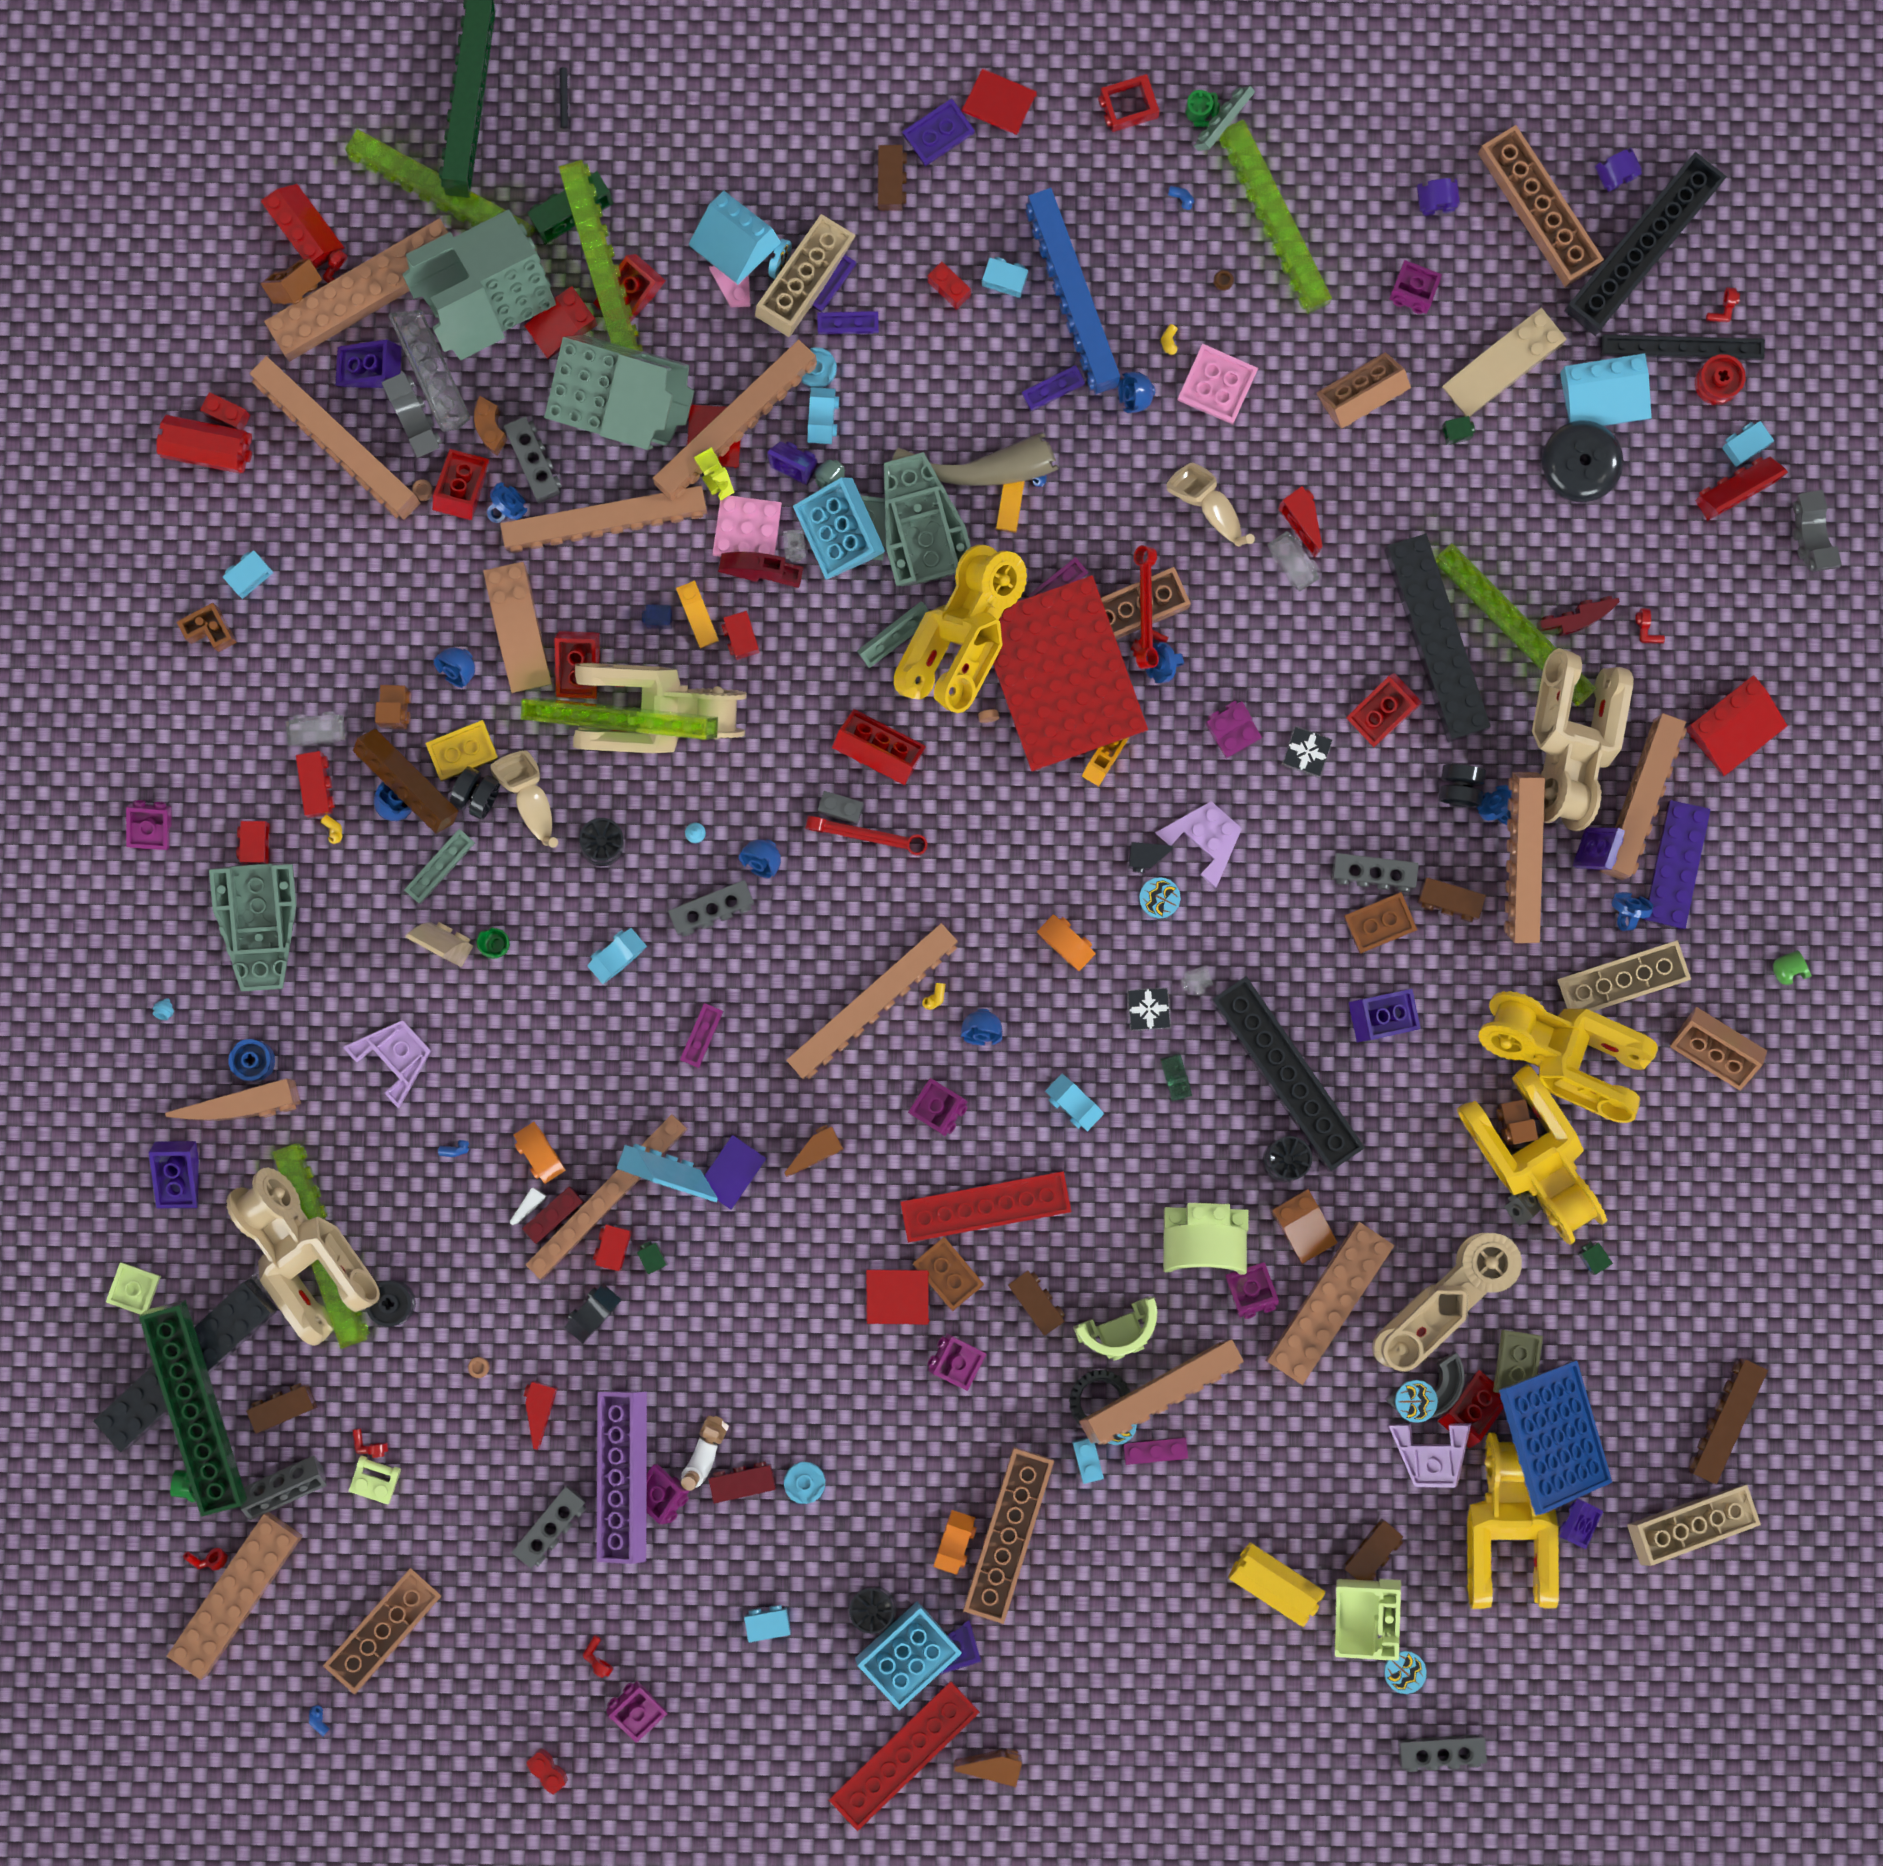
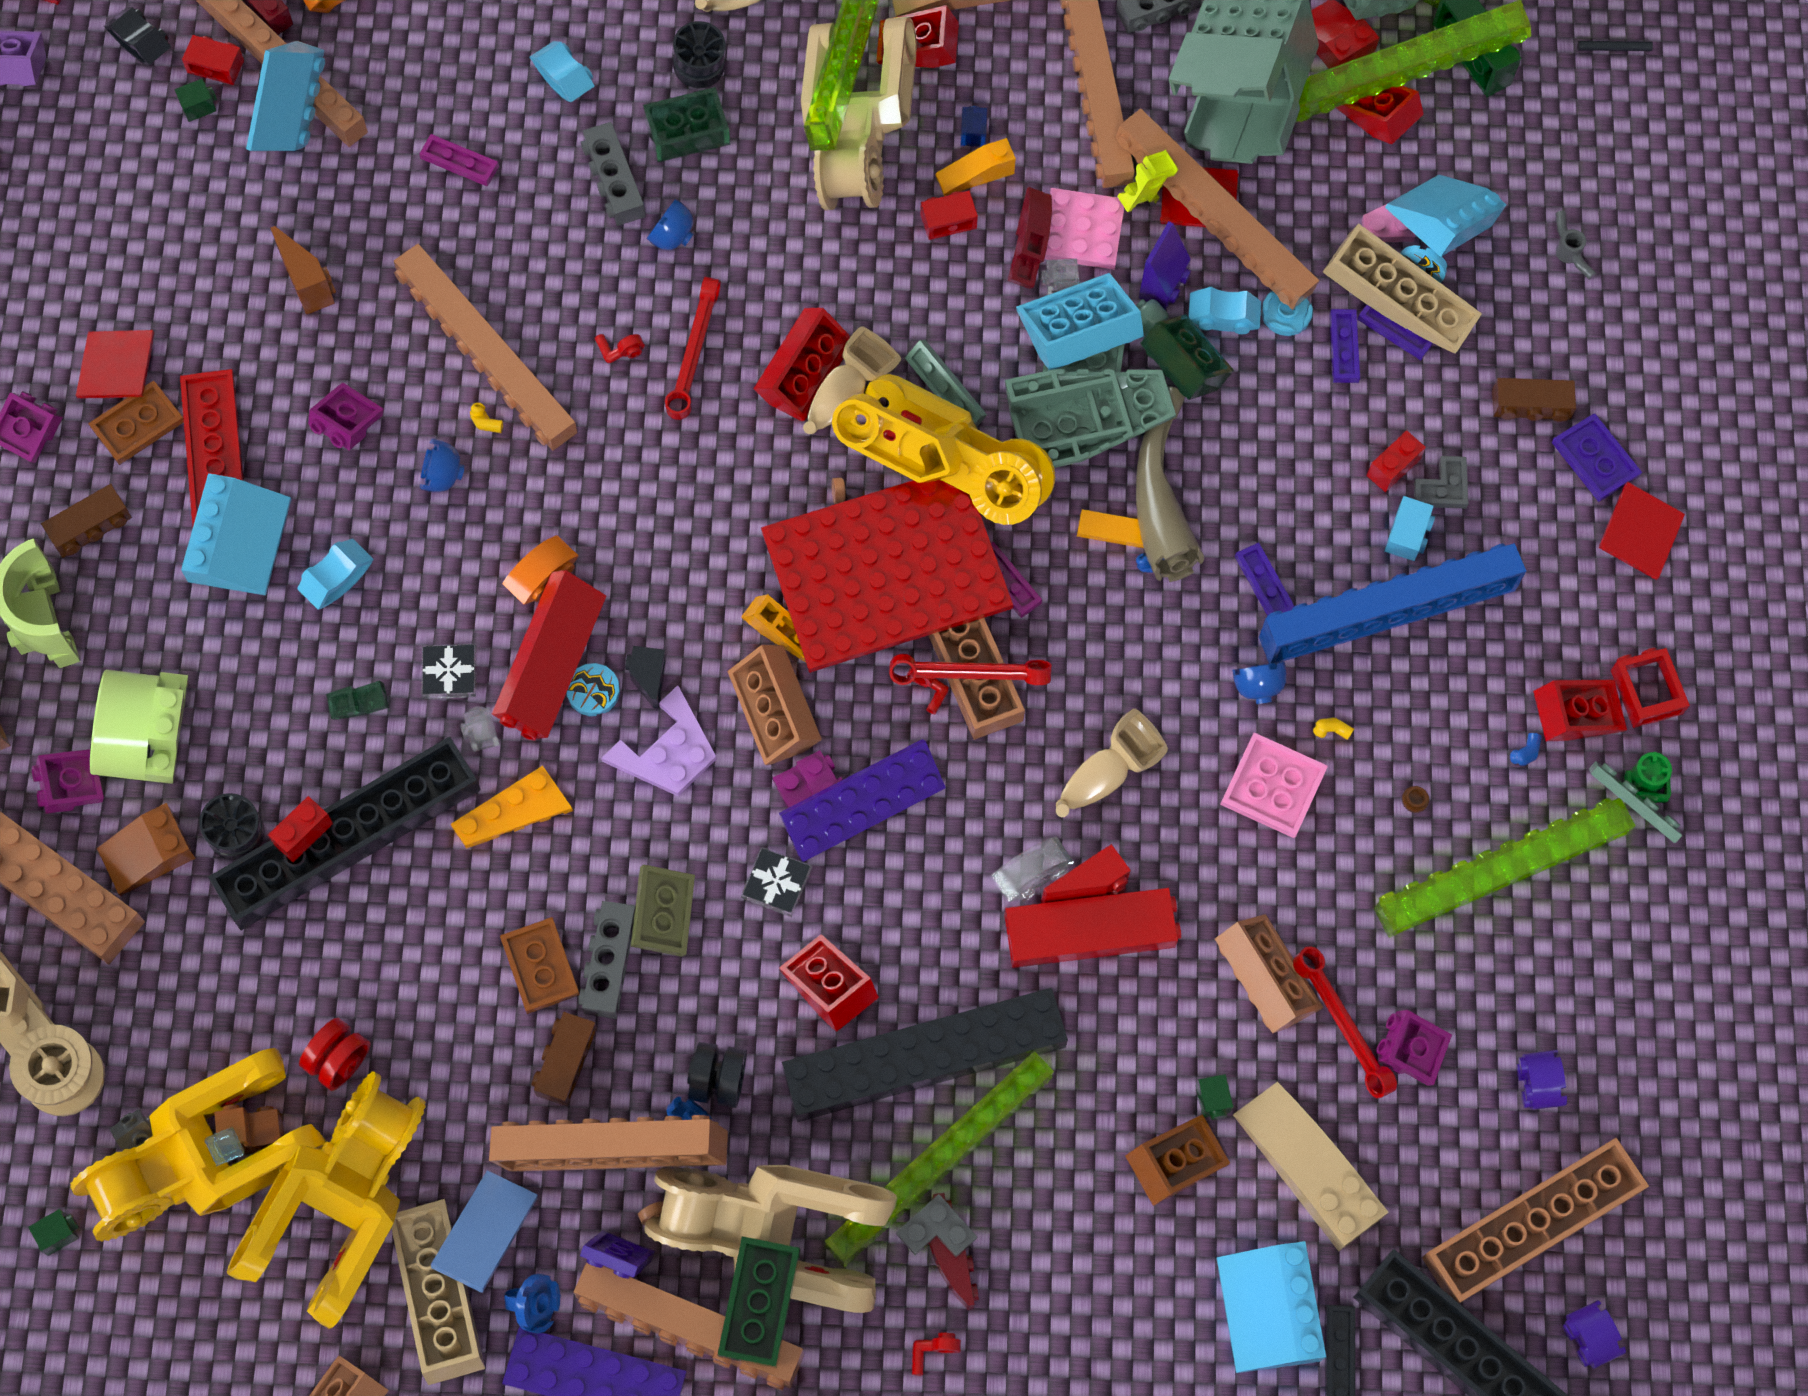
camera: 90 degrees right, 15 degrees down
(666, 849) = (686, 124): none -> clear green brick
(695, 832) = (707, 161): medium azure plate -> none
(733, 1171) = (290, 190): dark purple tile -> none
(750, 135) = (1577, 240): none -> dark grey piece
(840, 807) = (728, 317): dark grey brick -> none
(869, 444) = (1186, 357): none -> clear green brick
(869, 885) = (628, 347): none -> red plate
(880, 695) = (866, 359): none -> tan piece
(970, 245) = (1450, 489): none -> dark grey plate
(1049, 1179) = (235, 535): none -> medium azure slope
(1140, 930) = (549, 655): none -> red brick
(1149, 156) = (1579, 709): none -> red slope
(1166, 664) = (900, 697): blue tile -> none
(1169, 758) = (774, 704): none -> nougat slope
(1245, 688) = (862, 800): none -> dark purple plate
(1256, 948) = (521, 804): none -> light orange wing
(1296, 1102) = (300, 829): none -> red brick
(1337, 518) = (1092, 927): none -> red brick
(1337, 833) = (662, 910): none -> olive plate
(1384, 1015) = (413, 965): dark purple slope -> none
(1440, 313) = (1374, 1072): none -> red piece
(1459, 1065) = (334, 1054): none -> red wheel
(1505, 457) = (1177, 1159): none -> dark orange slope
(1540, 1133) = (224, 1146): none -> clear light blue tile
(1561, 829) = (650, 1211): none -> nougat tile
(1563, 626) = (938, 1221): none -> dark grey plate
(1568, 475) = (1177, 1298): black brick -> none
(1582, 947) = (484, 1231): none -> medium blue tile
(1639, 741) = (759, 1302): none -> dark green brick

